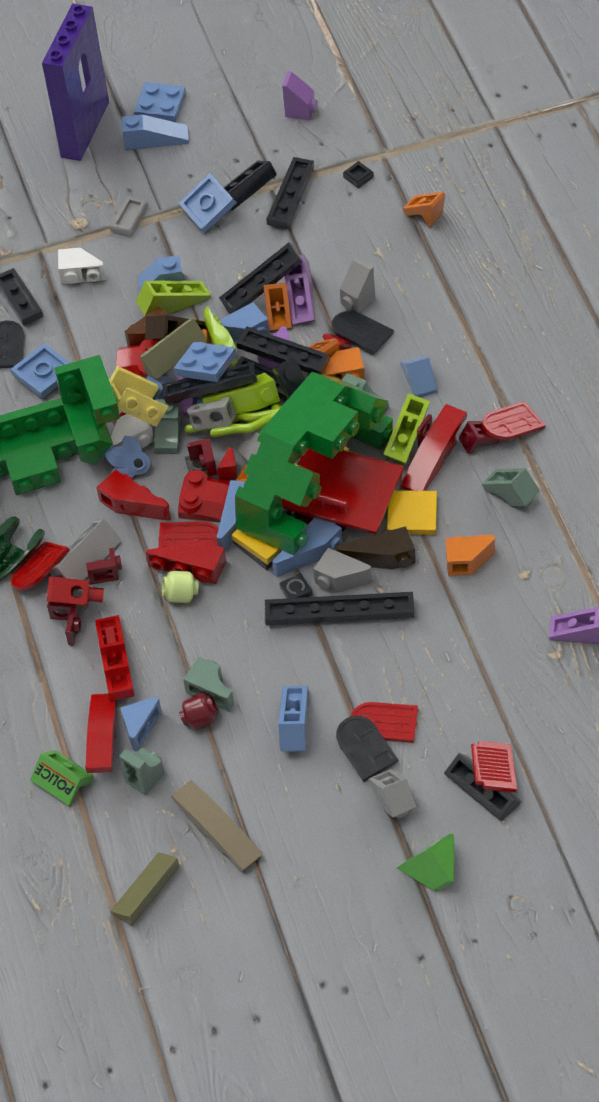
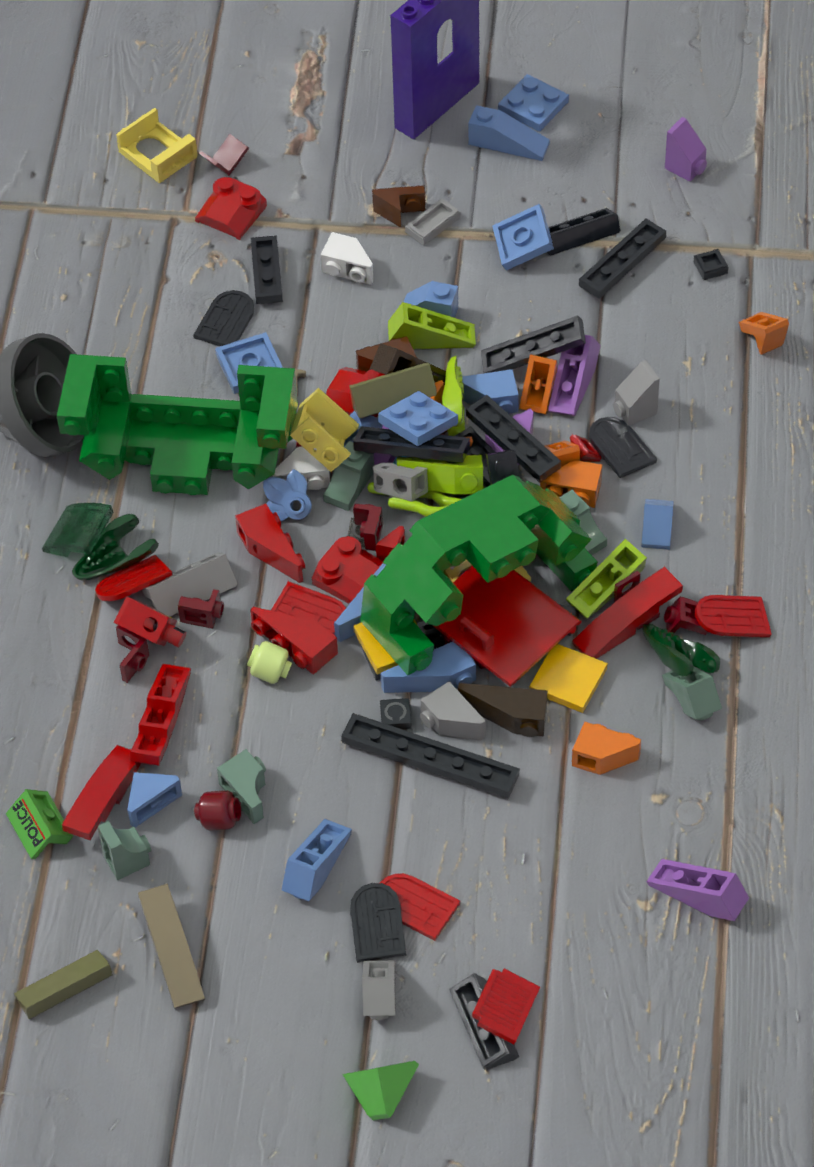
camera: 20 degrees right, 0 degrees up
(92, 212) = (398, 200): none -> reddish brown slope
(487, 464) = (680, 654): none -> dark green animal

